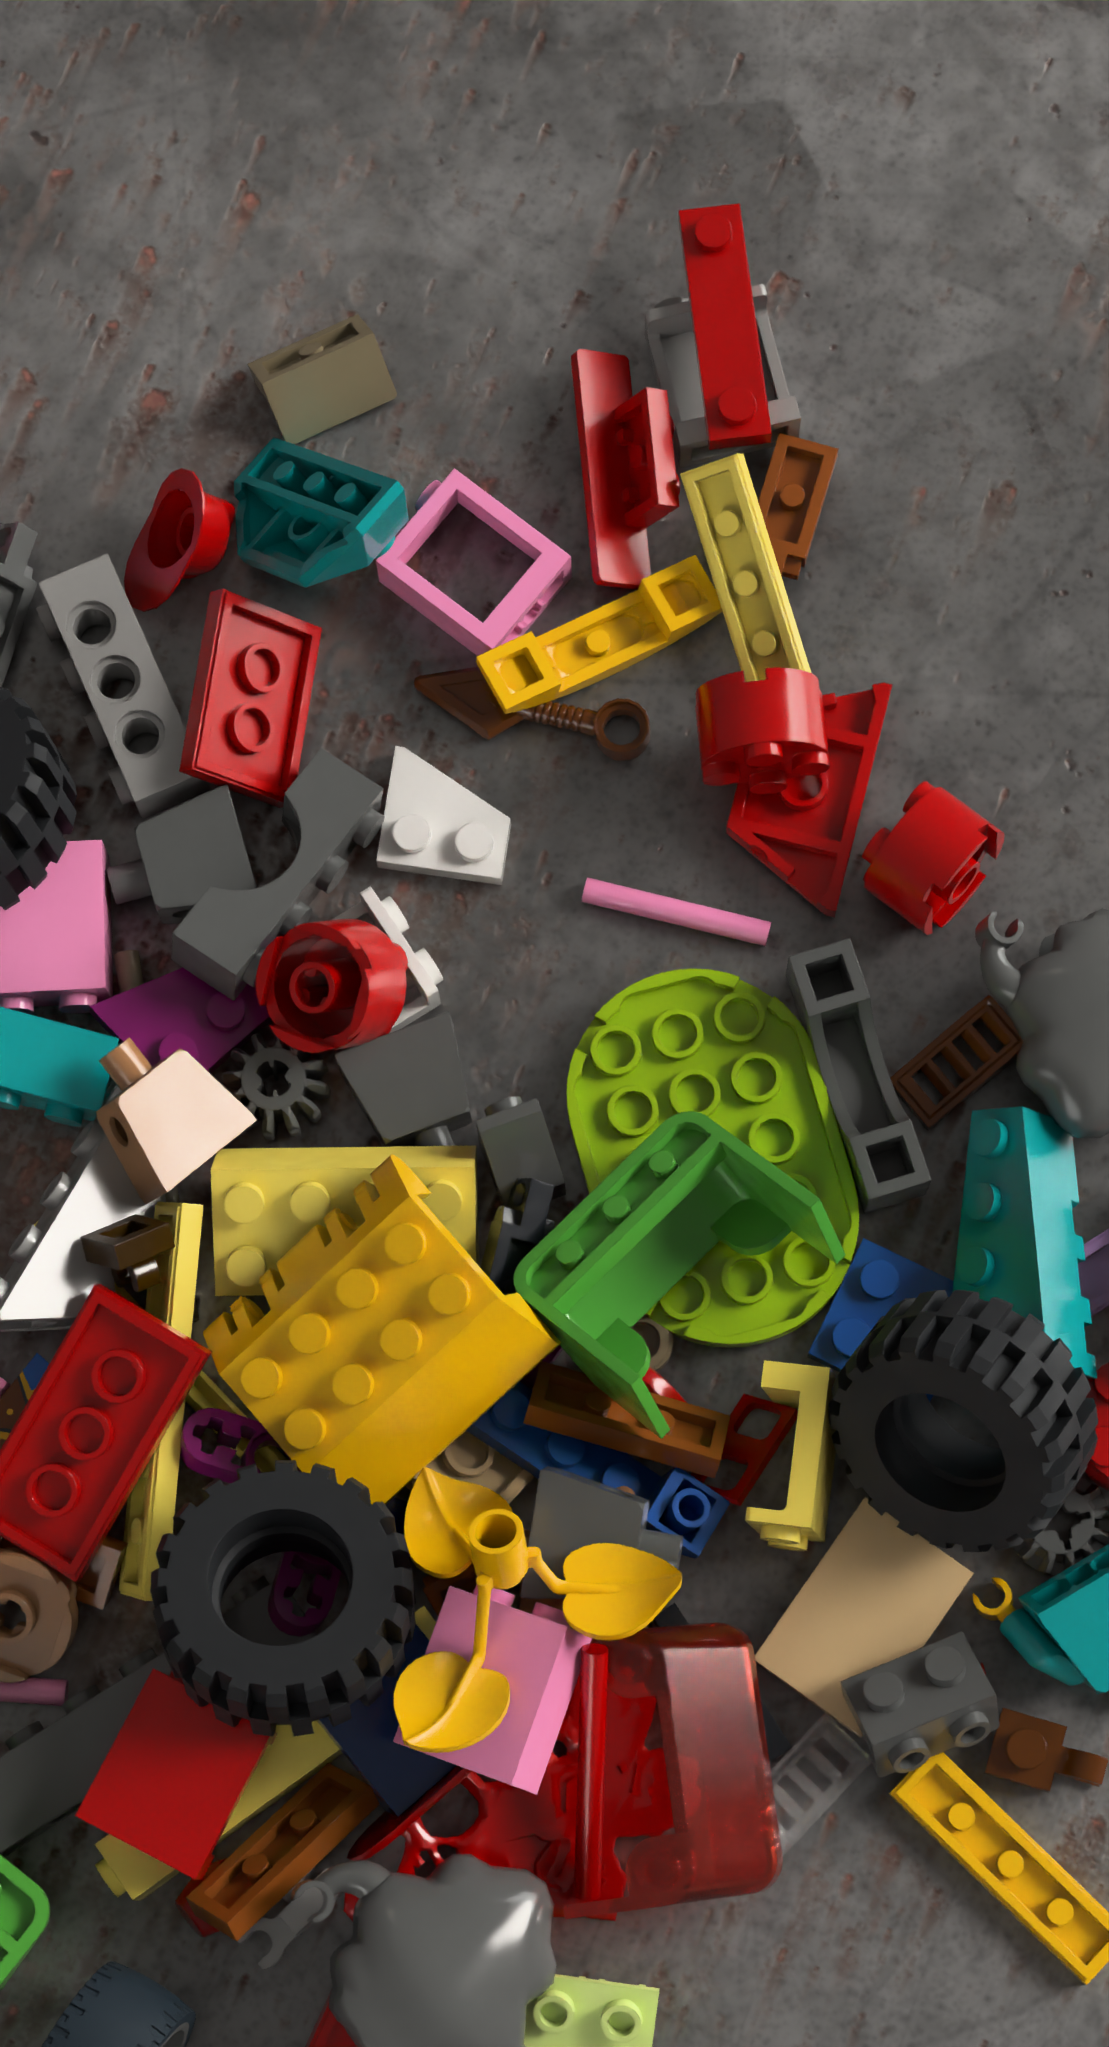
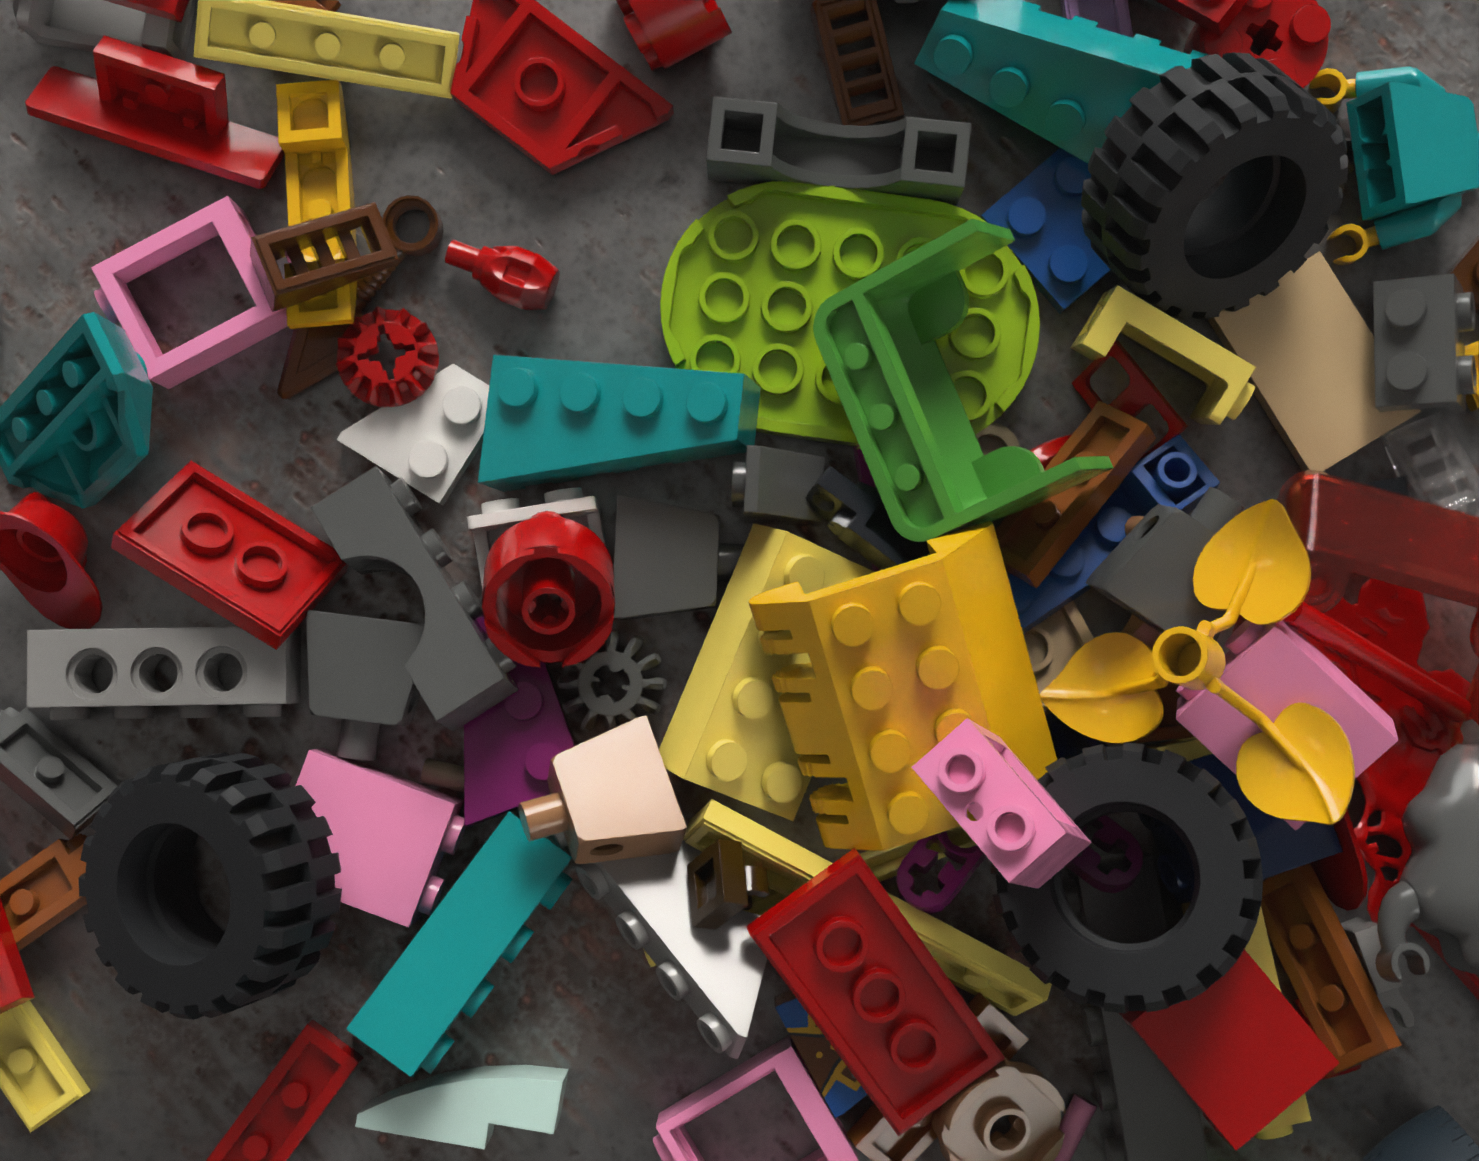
camera: 65 degrees left, 10 degrees up
(294, 1441) = (1015, 816): none -> bright pink window
(485, 785) = (413, 370): none -> red gear
(509, 961) = (598, 418): none -> teal wedge
(520, 660) = (313, 233): none -> reddish brown slope
(614, 831) = (508, 273): none -> red piece
(676, 911) = (606, 251): bright pink bar -> none
(761, 729) = (479, 87): red brick -> none

